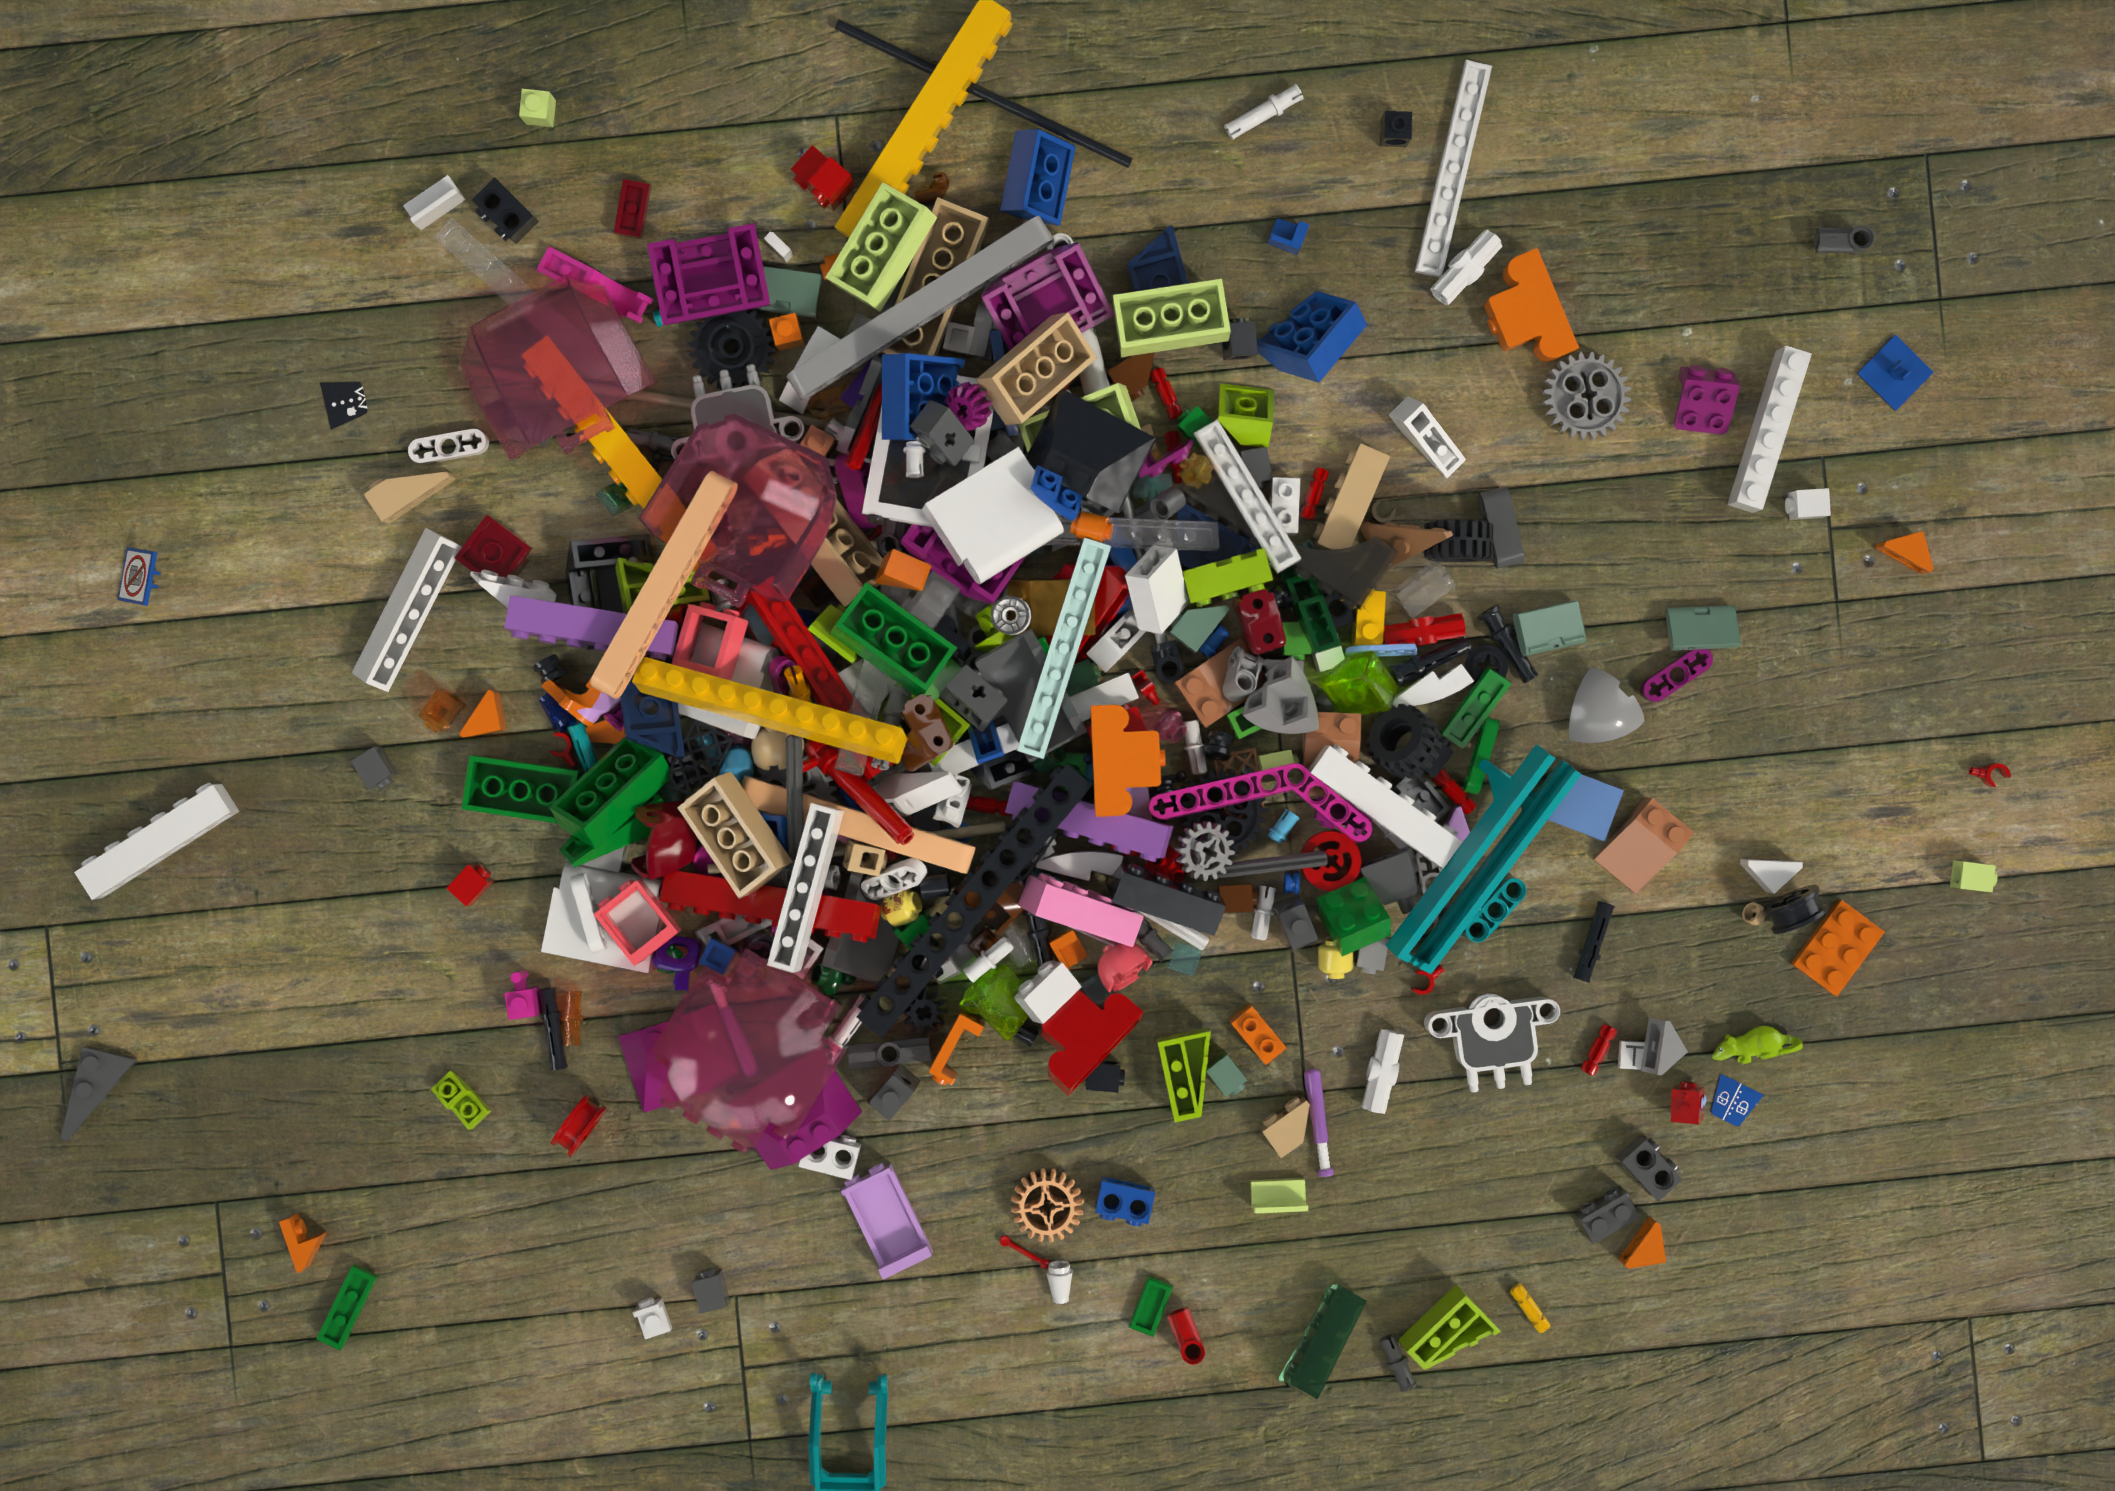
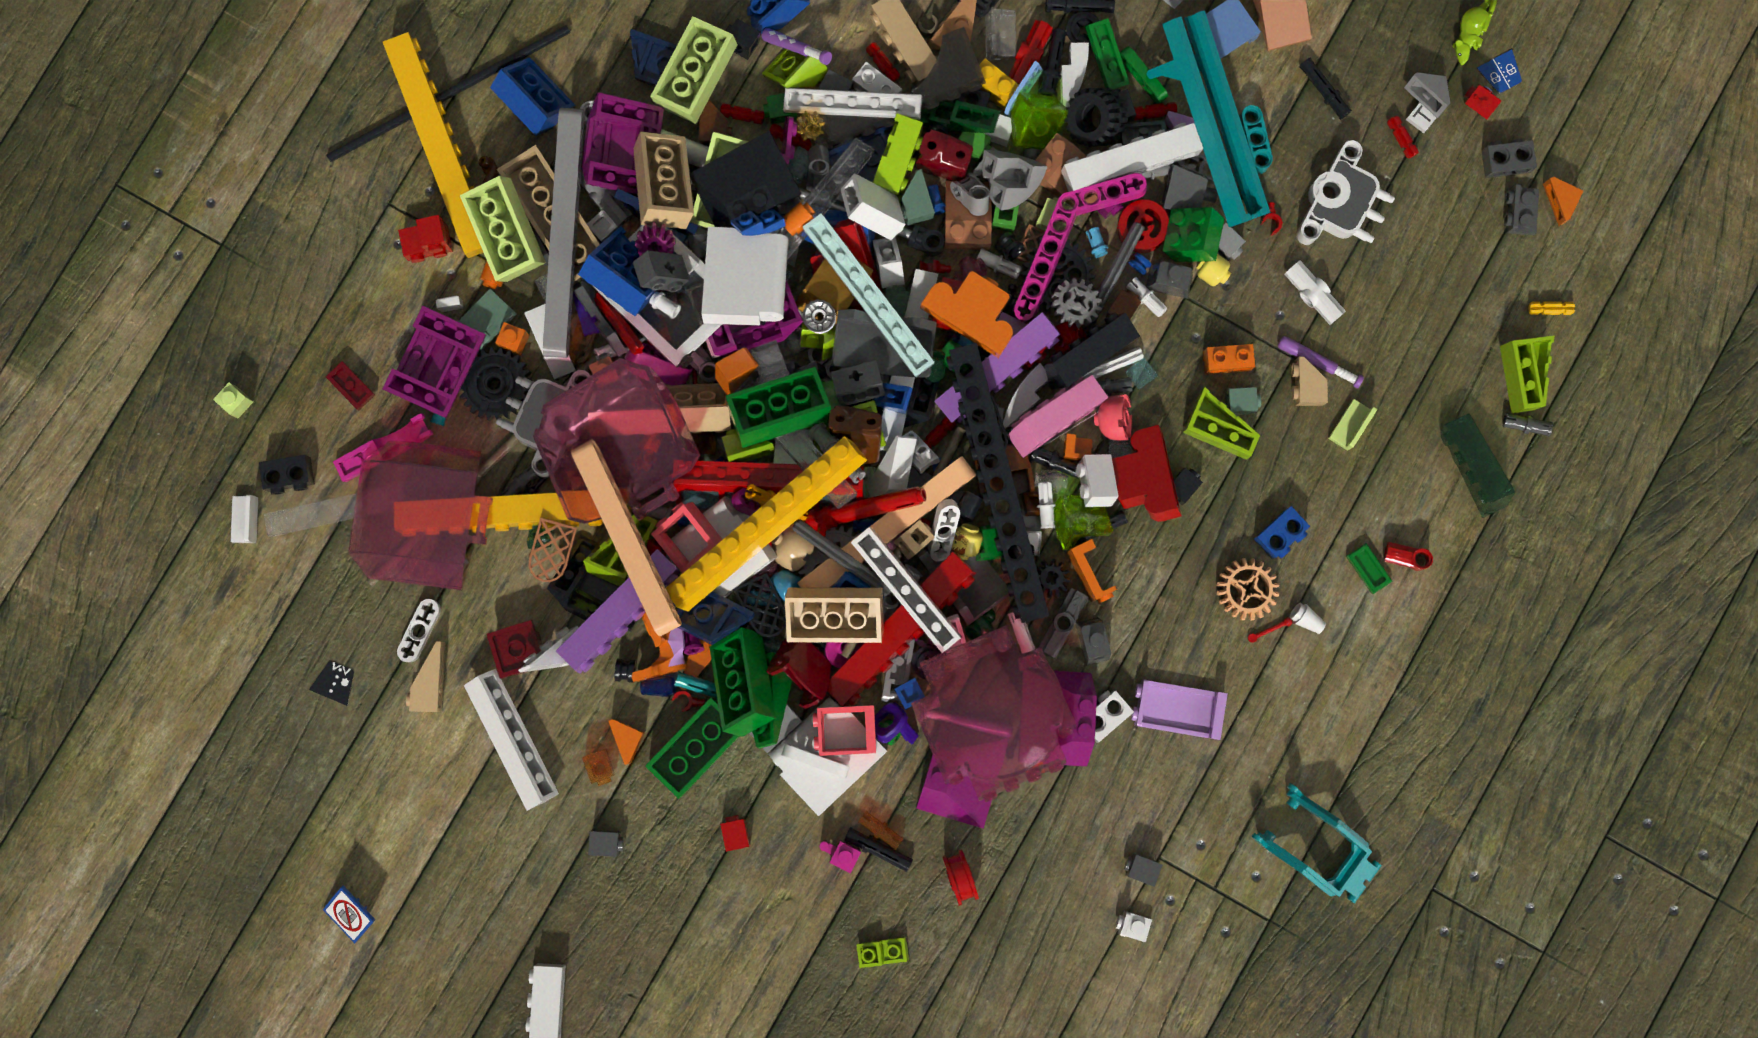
camera: 55 degrees left, 5 degrees down
(599, 521) = (543, 546): none -> nougat window
(1266, 396) = (789, 43): none -> medium lavender piece

